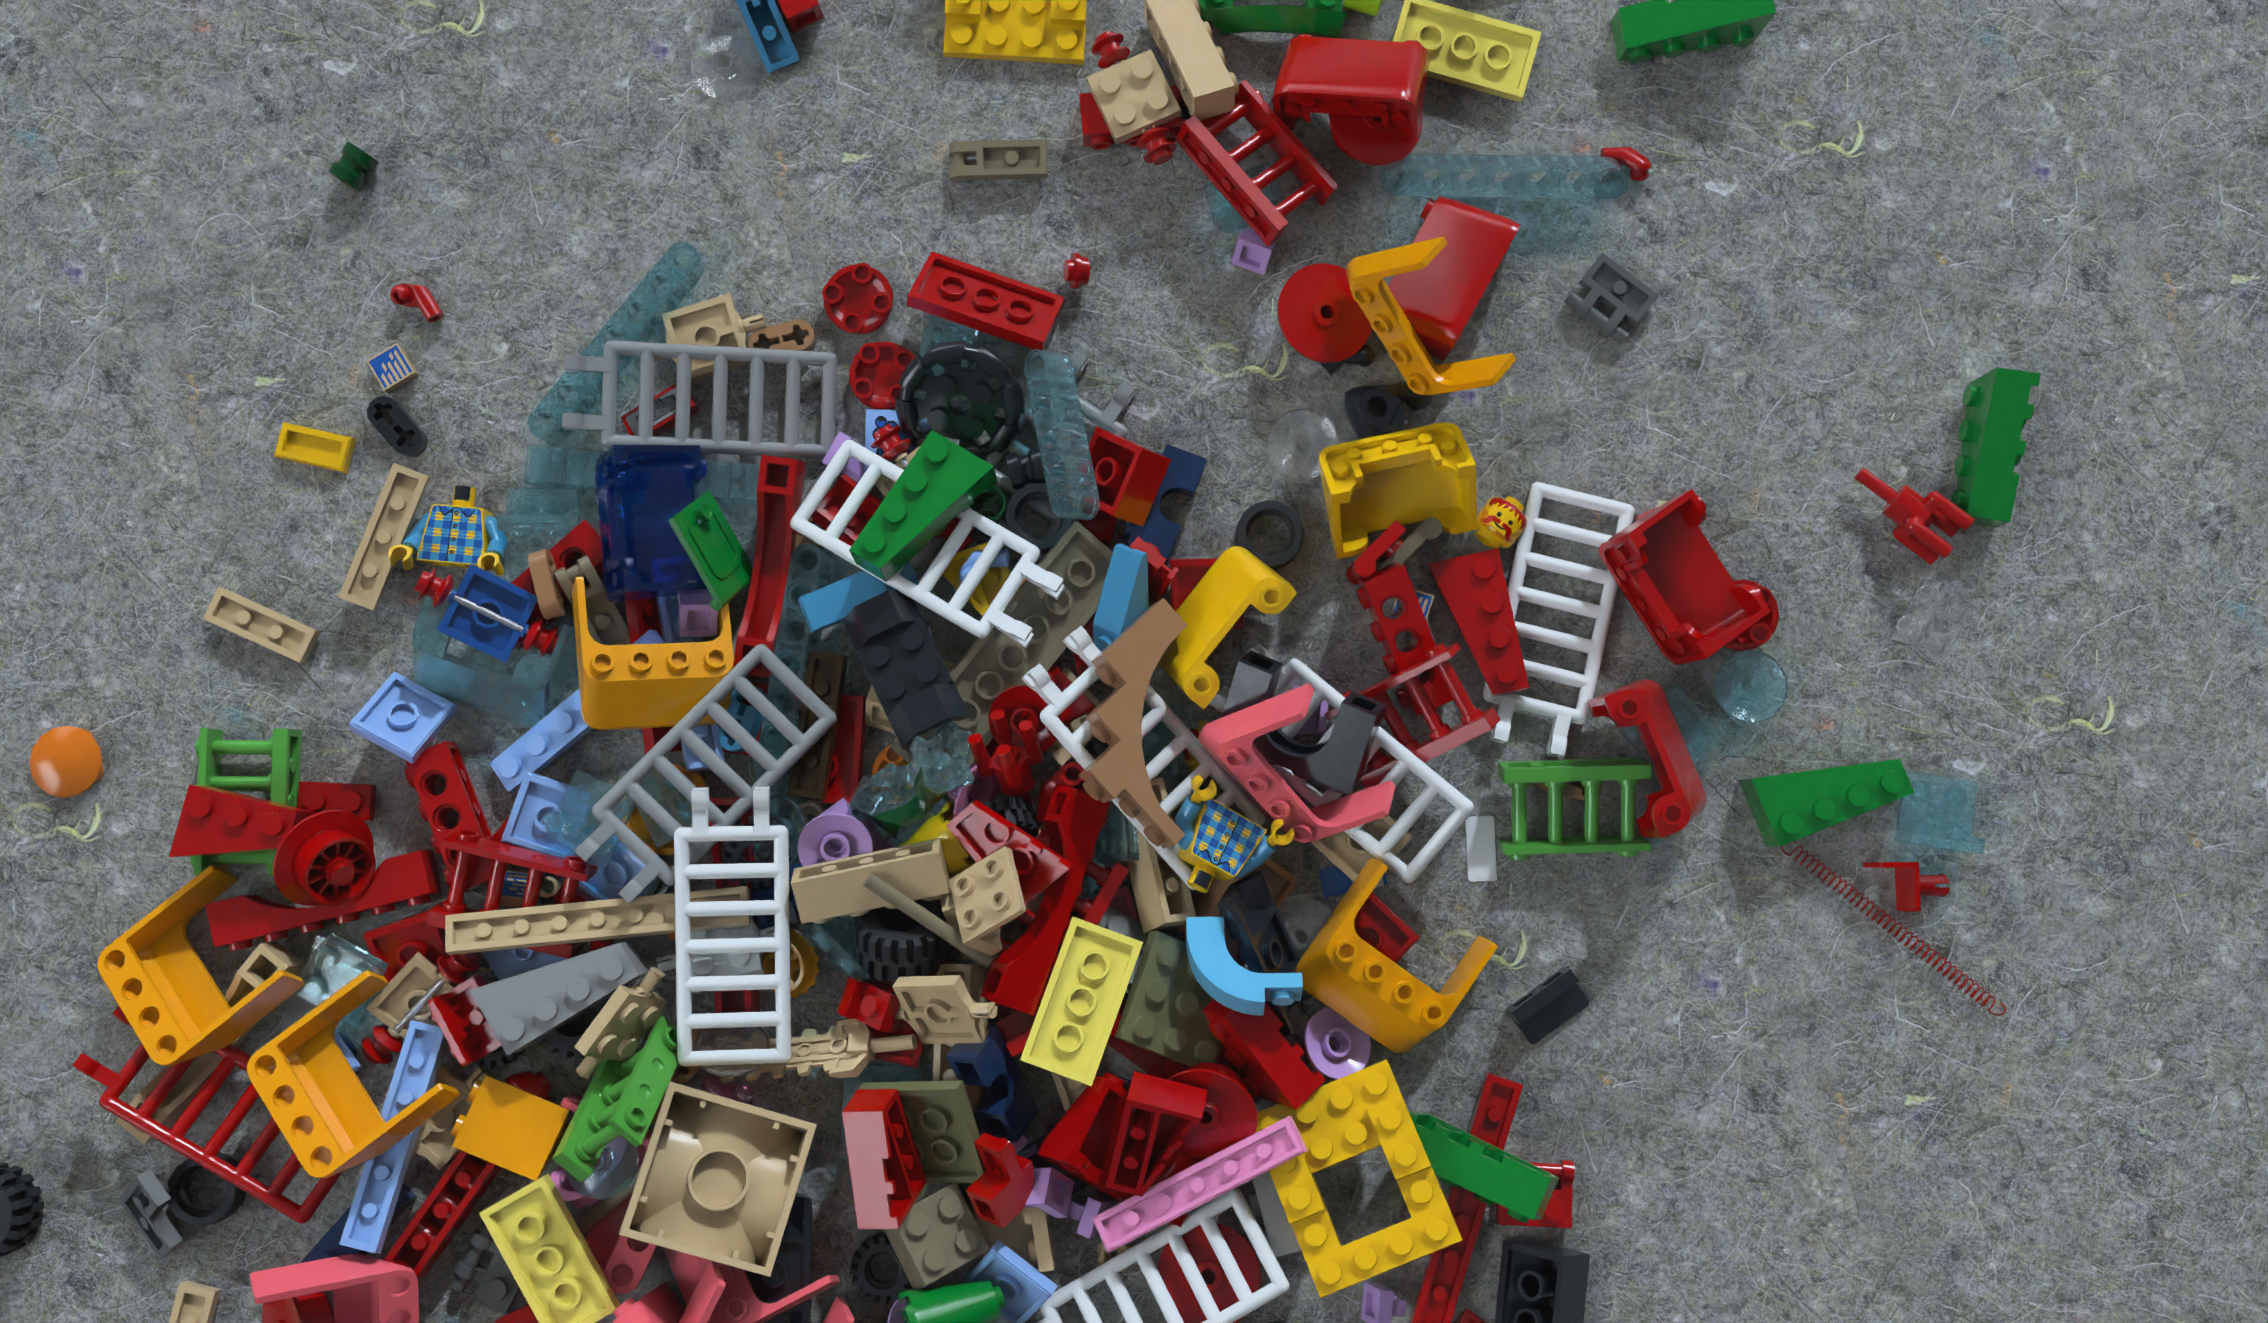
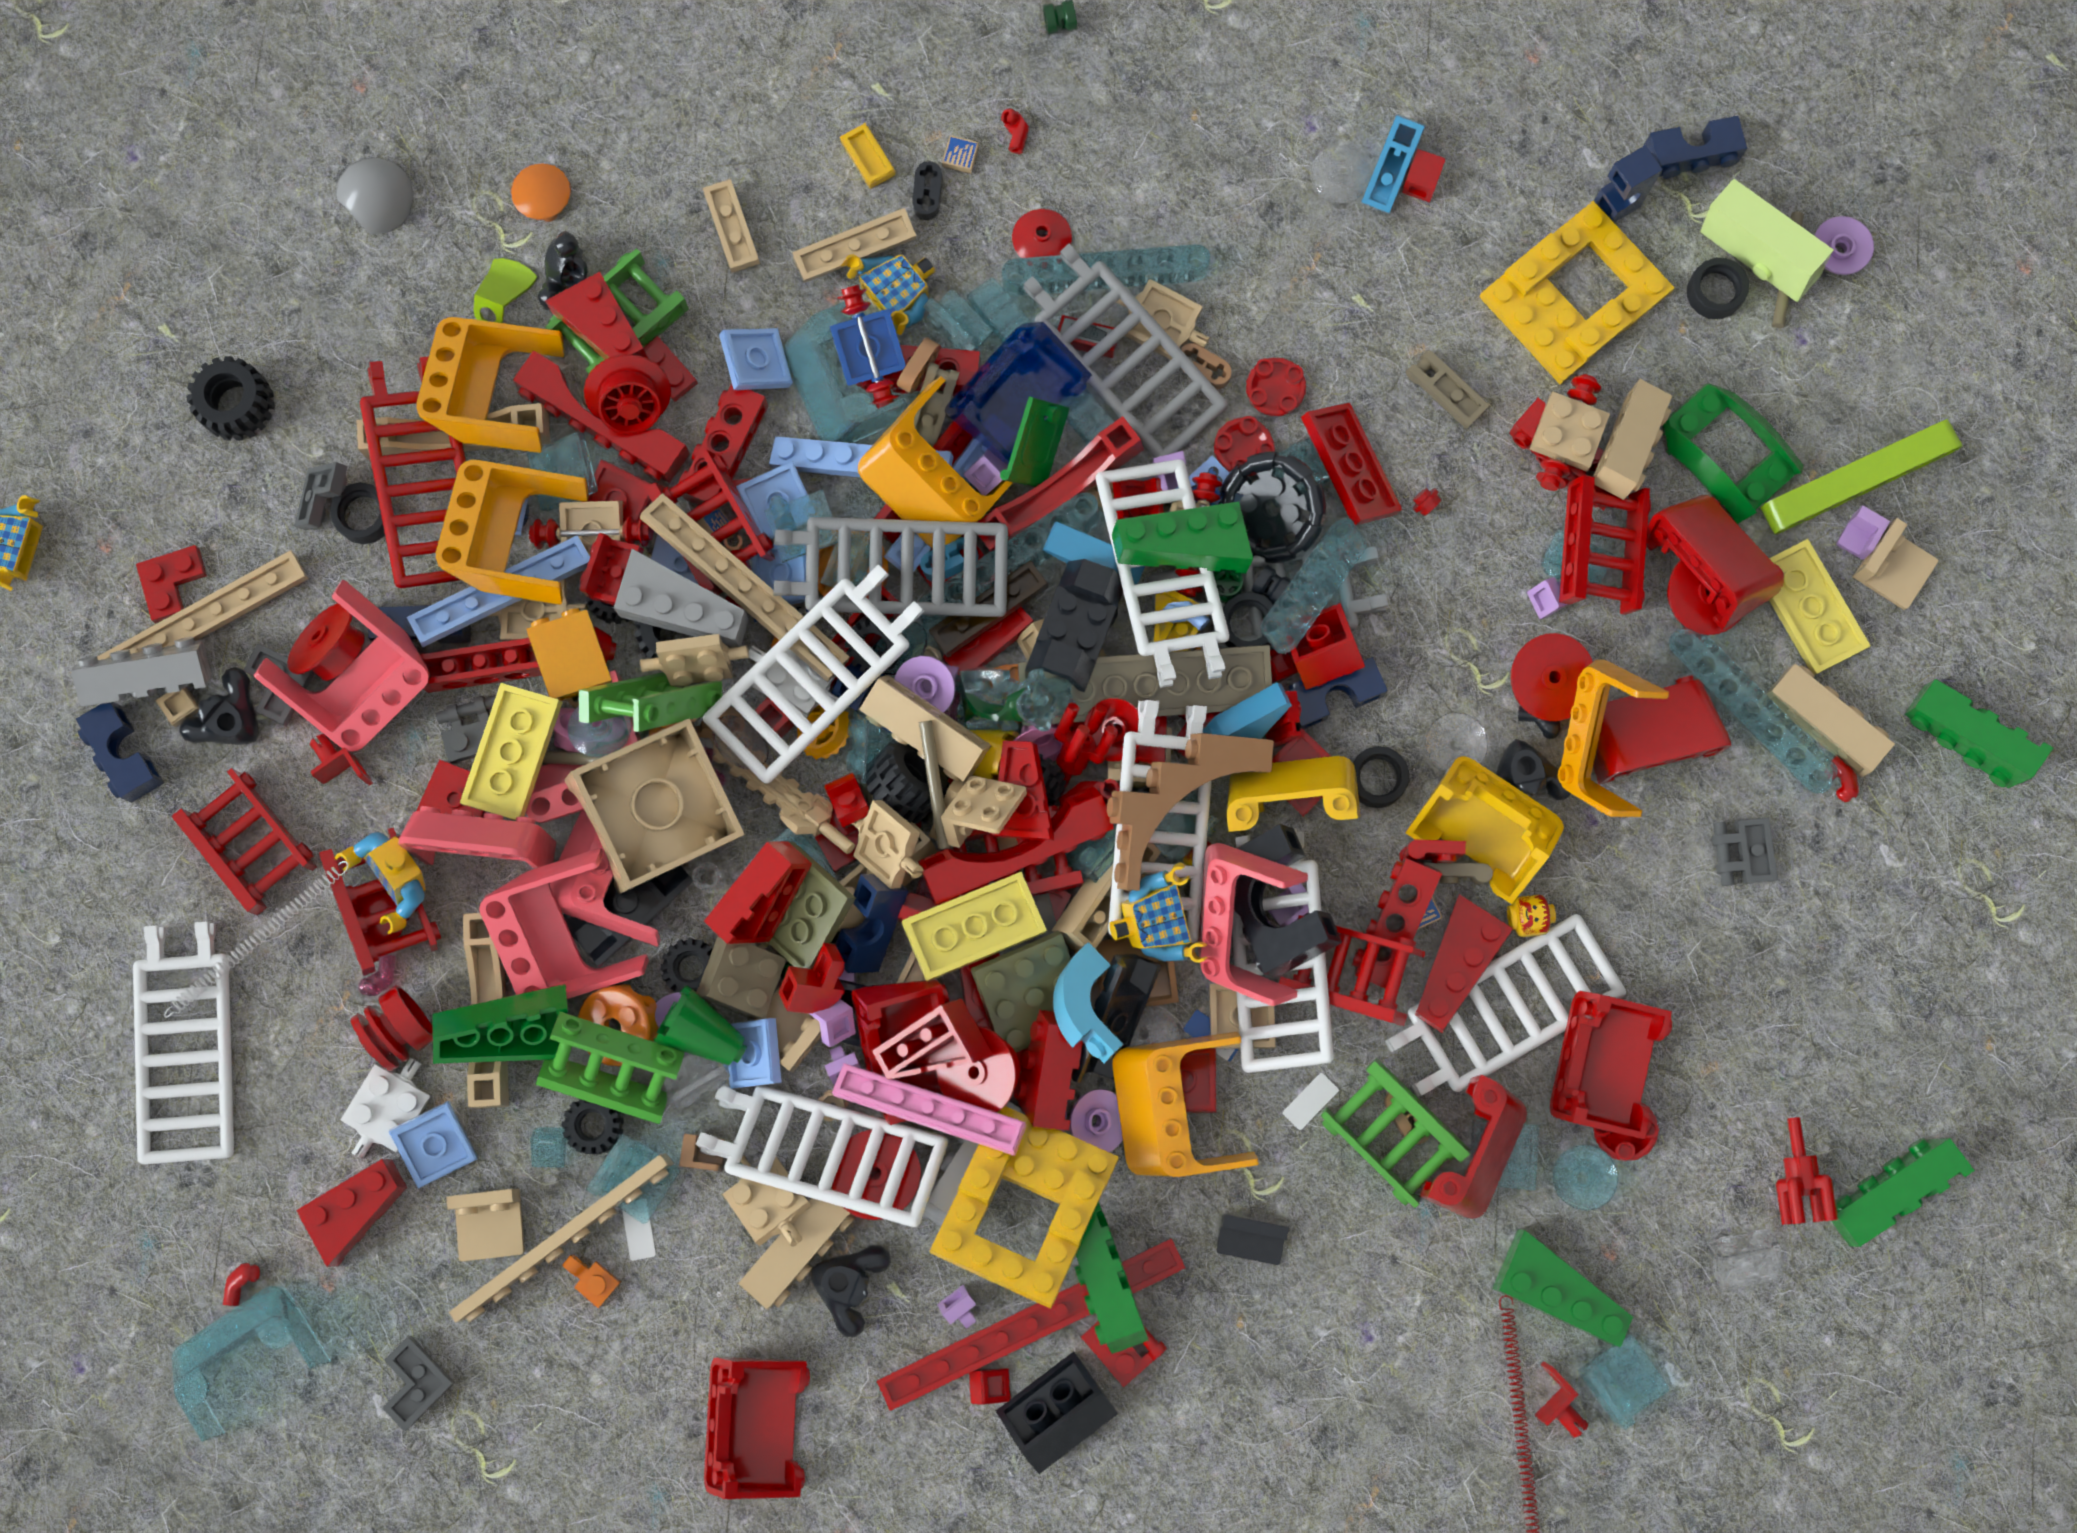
camera: 50 degrees right, 5 degrees down
(119, 877) = (501, 286): none -> lime piece
(153, 807) = (562, 266): none -> black head
(534, 385) = (1029, 244): none -> red dish
(1569, 125) = (1830, 720): none -> tan brick

